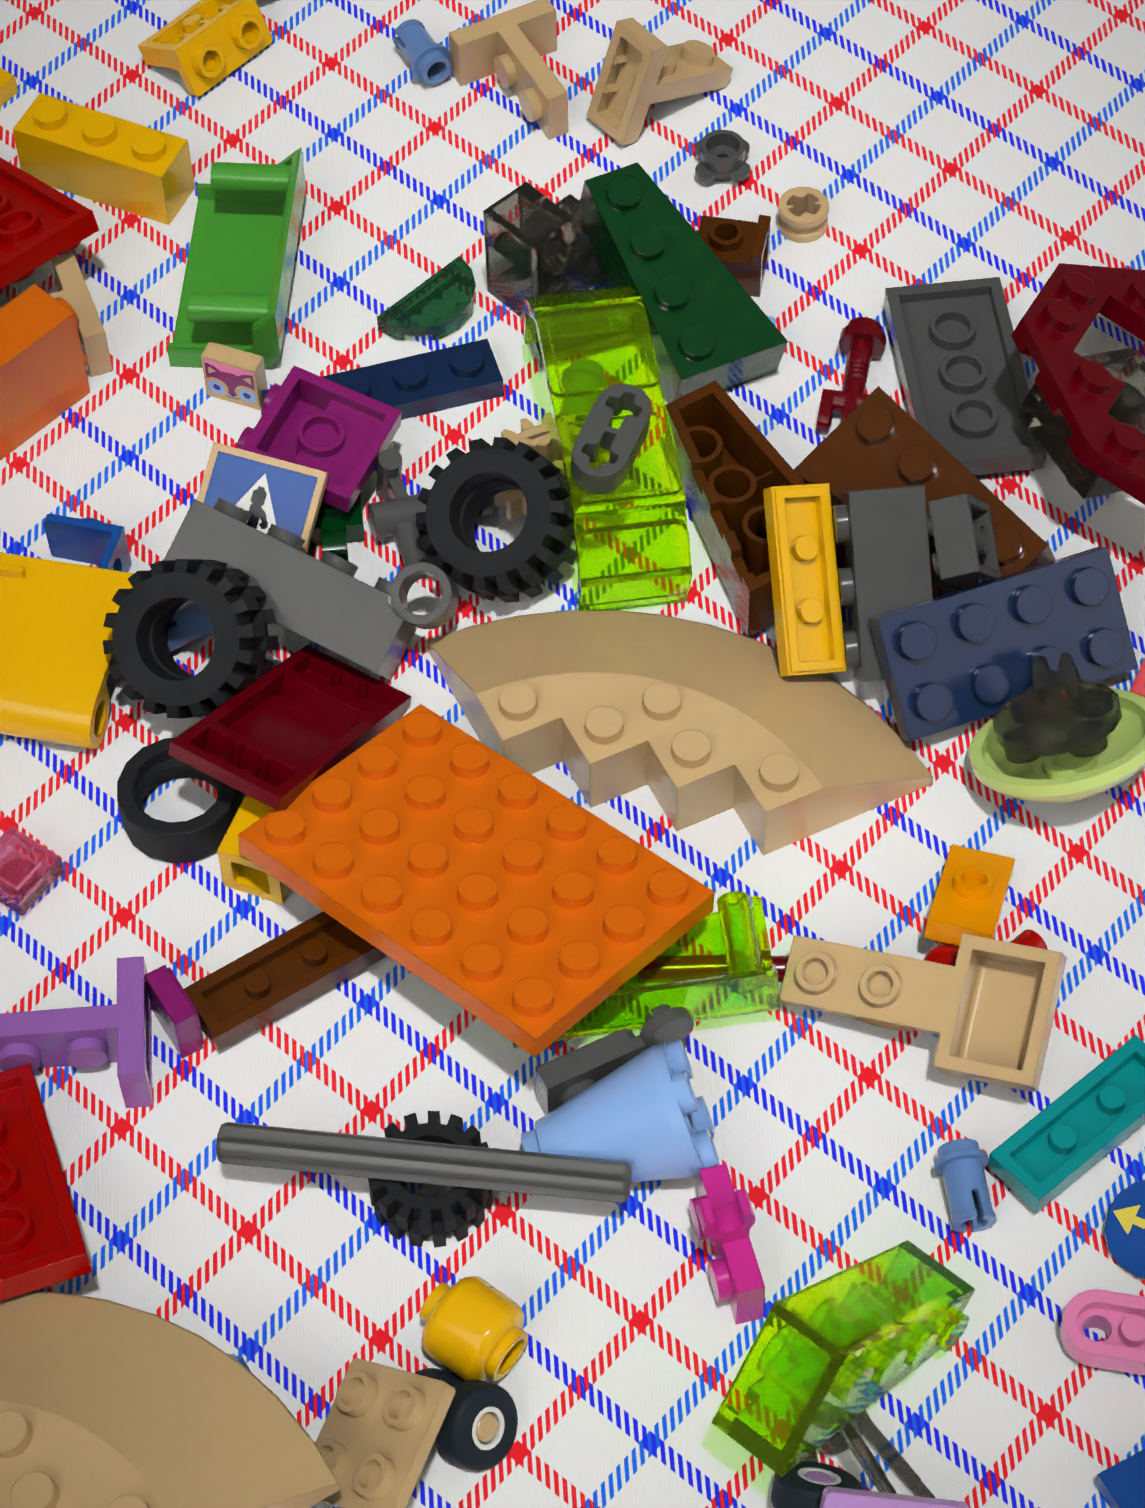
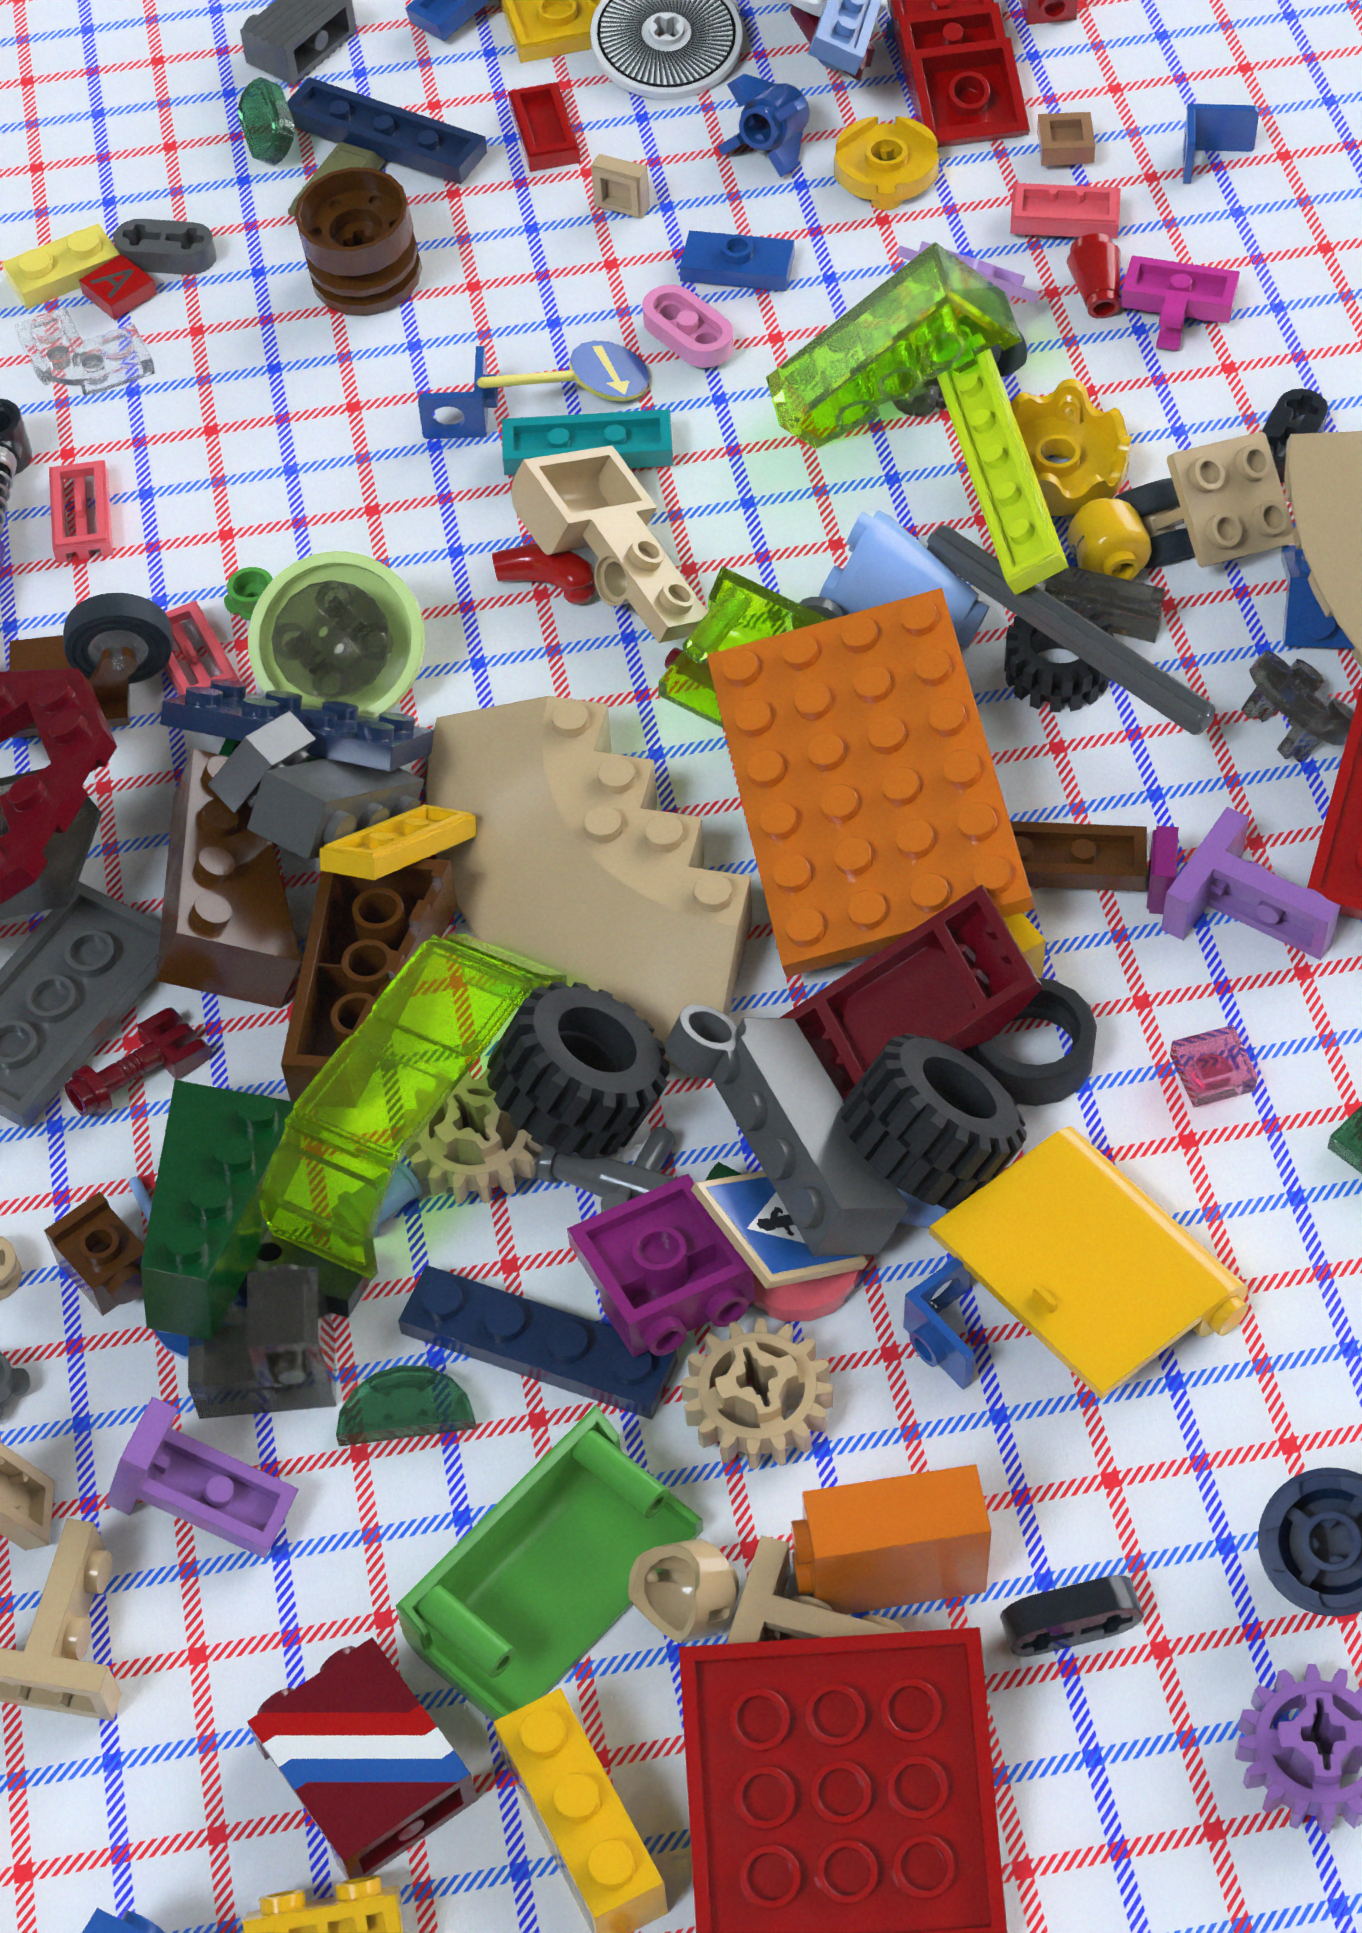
camera: 140 degrees left, 0 degrees up
(123, 1240) = (1298, 696): none -> clear smoke plate
(134, 301) = (691, 1594): none -> tan piece
(187, 427) = (735, 1412): none -> tan gear
(234, 375) = (663, 1433): tan tile -> none
(271, 105) = (363, 1758): none -> panel
(428, 59) = (126, 1743): medium blue pin -> none
(429, 1260) = (1127, 605): none -> clear smoke tile
(525, 156) = (199, 1484): none -> medium lavender bracket
(601, 1261) = (1002, 474): none -> neon yellow tile
(602, 1367) = (1072, 428): none -> yellow plate
(622, 442) = (451, 992): dark grey beam -> none
(727, 1221) = (898, 480): dark pink plate -> none
(965, 1183) = (694, 463): medium blue pin -> none
(969, 895) = (511, 603): light orange plate -> none

